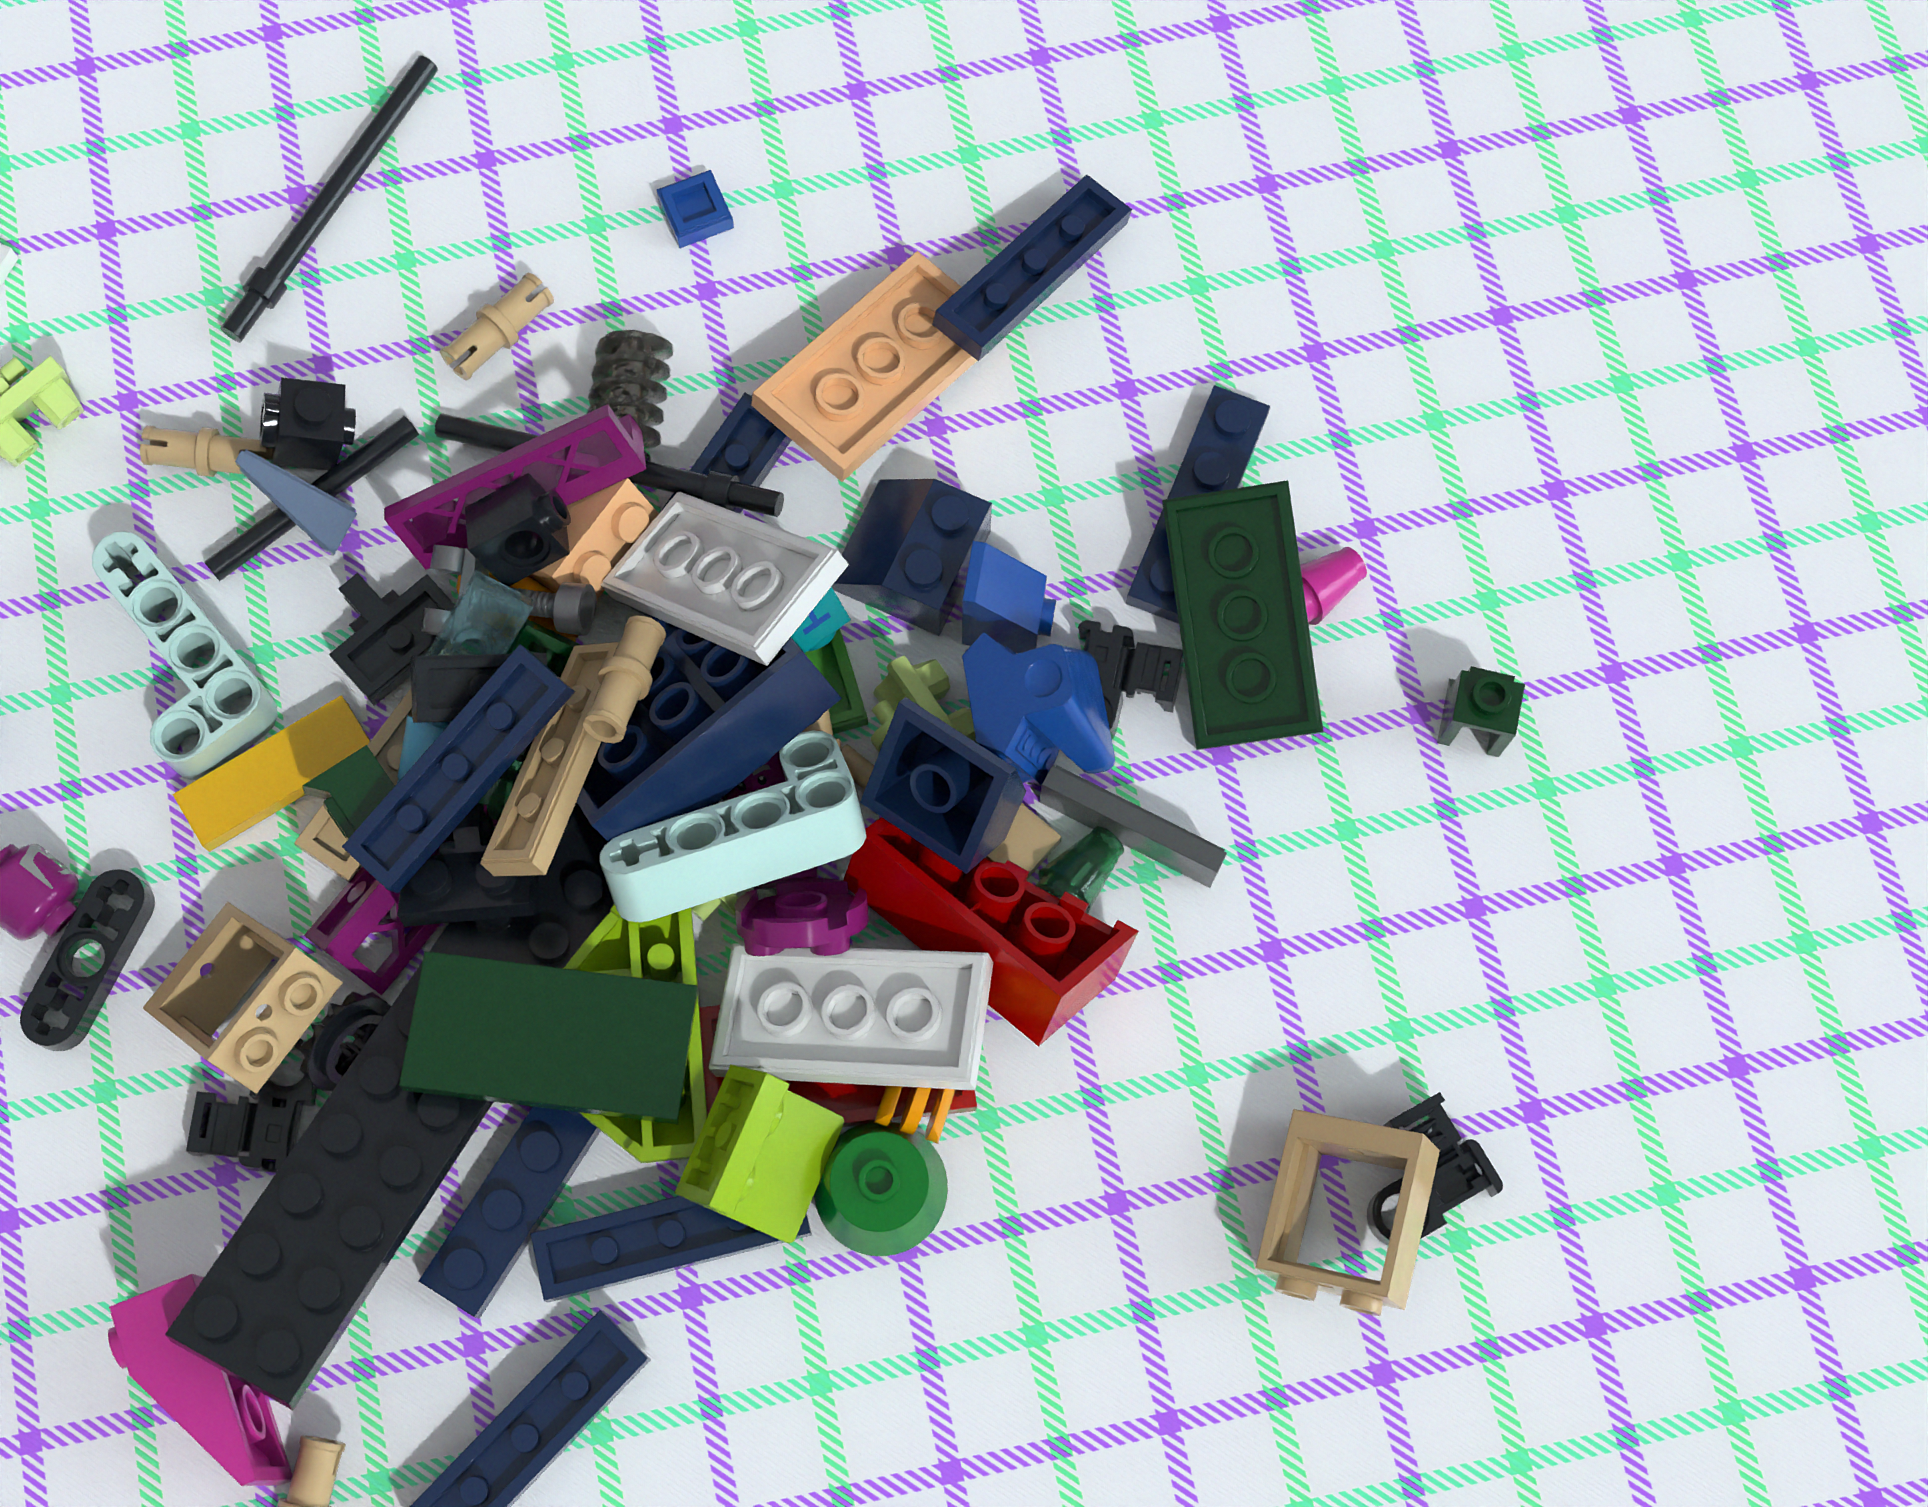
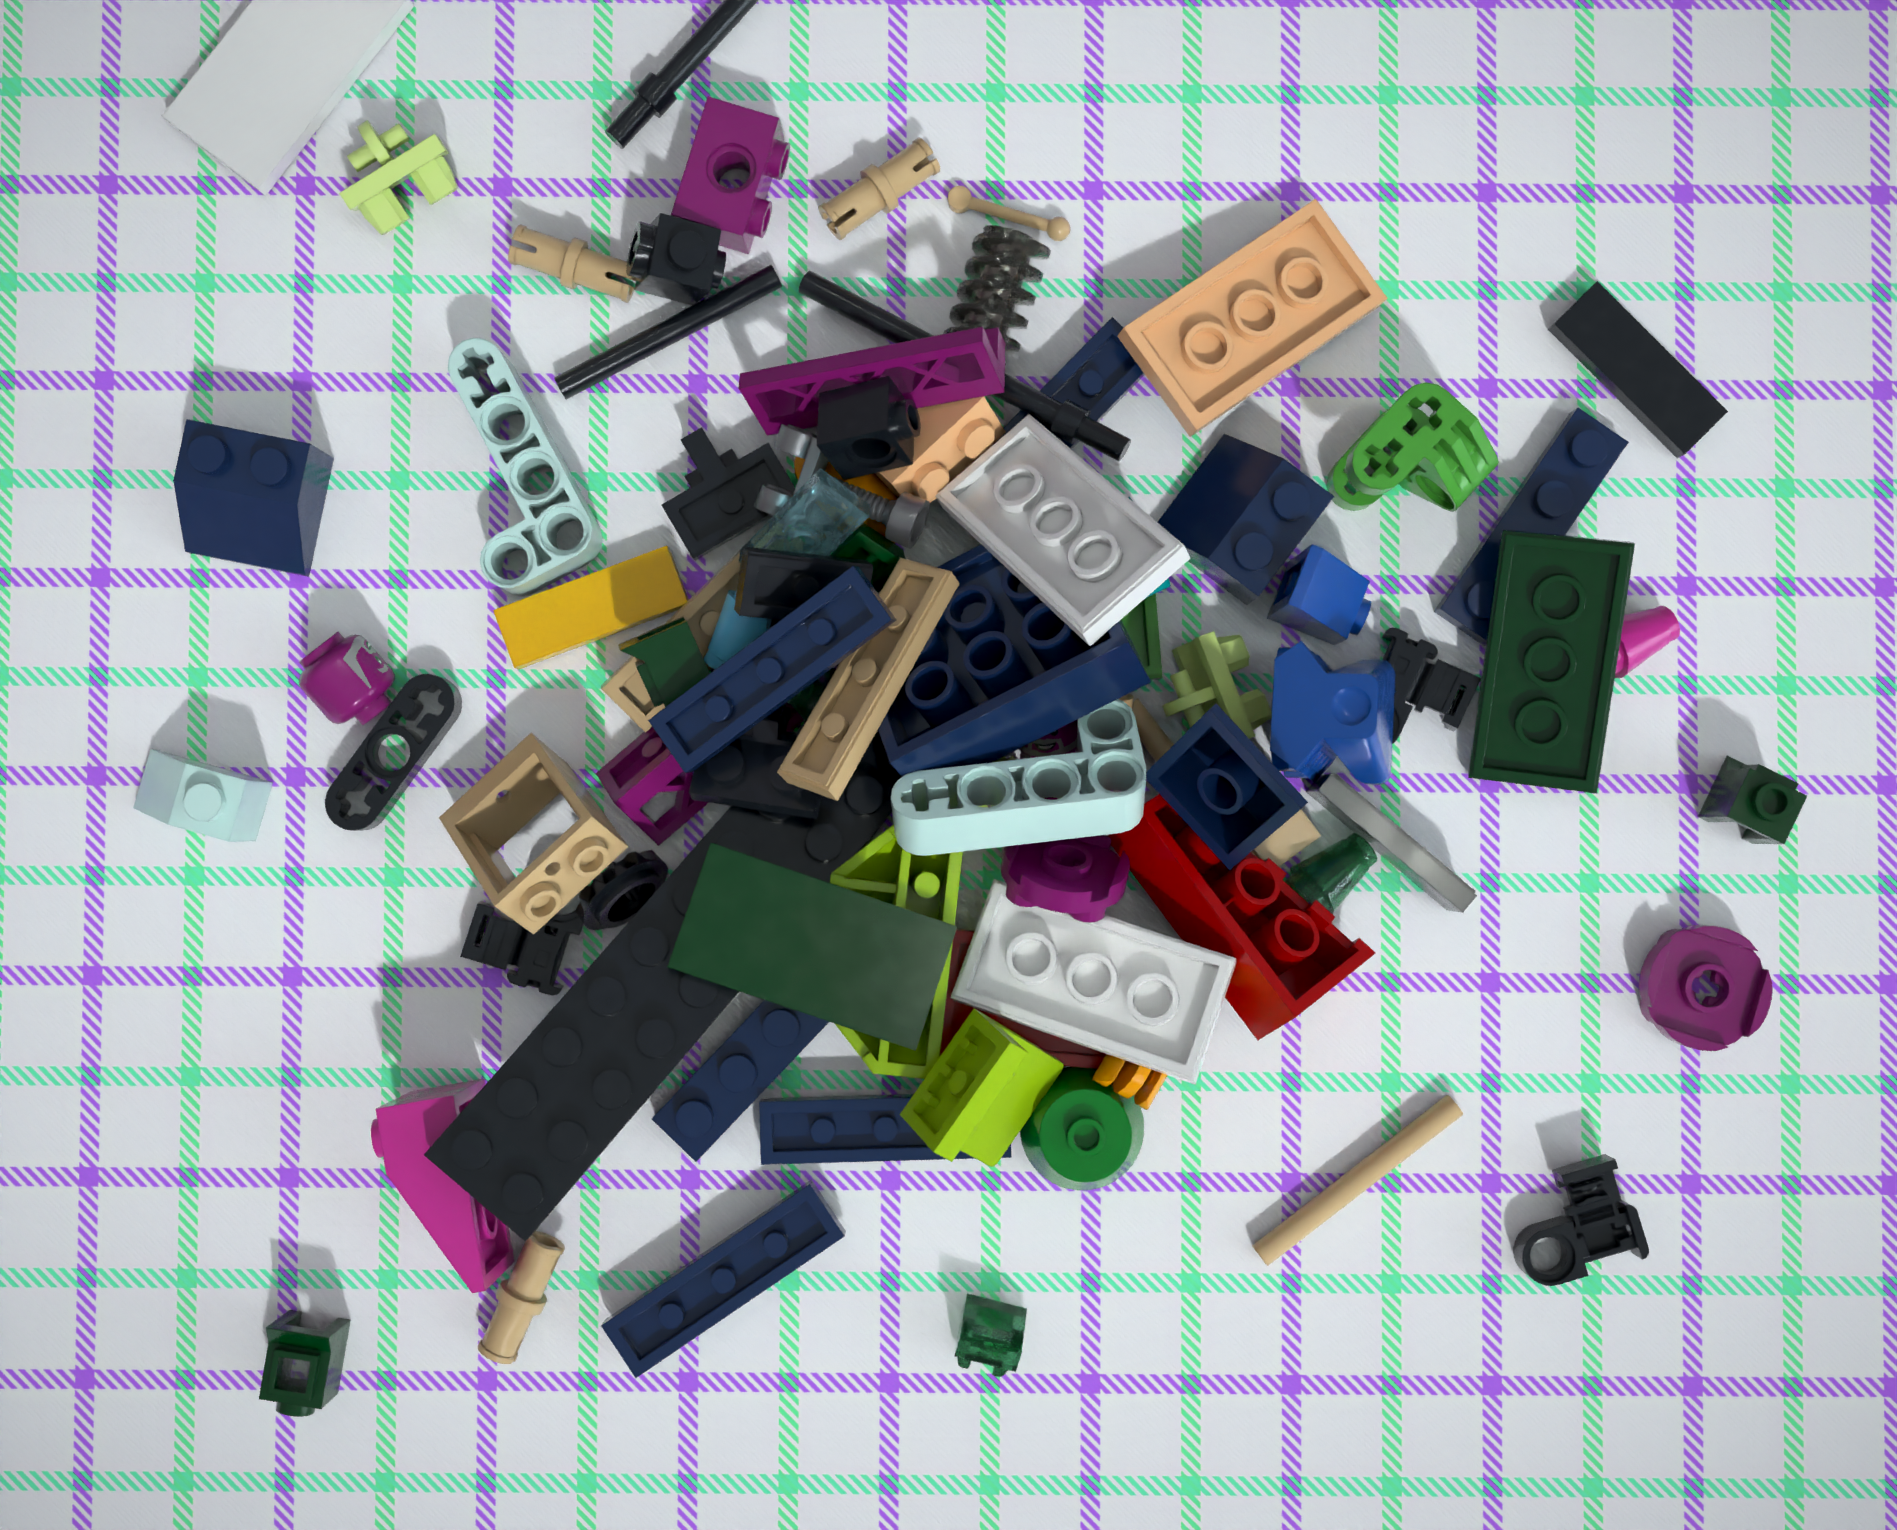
camera: 10 degrees right, 15 degrees up
(311, 509) = (670, 354): sand blue slope -> none
(348, 309) = (724, 141): none -> magenta brick
(580, 325) = (961, 200): none -> tan hinge
(624, 679) = (946, 617): tan pin -> none
(695, 208) = (1099, 98): blue tile -> none
(826, 1432) = (990, 1334): none -> clear green tile
(1031, 267) = (1428, 244): dark blue plate -> none
(1071, 452) = (1437, 460): none -> bright green piece
(1183, 1183) = (1357, 1180): none -> tan bar
(1263, 342) = (1637, 370): none -> black tile
(1369, 1143) = (1448, 1301): tan window -> none
(1513, 878) = (1668, 994): none -> magenta plate

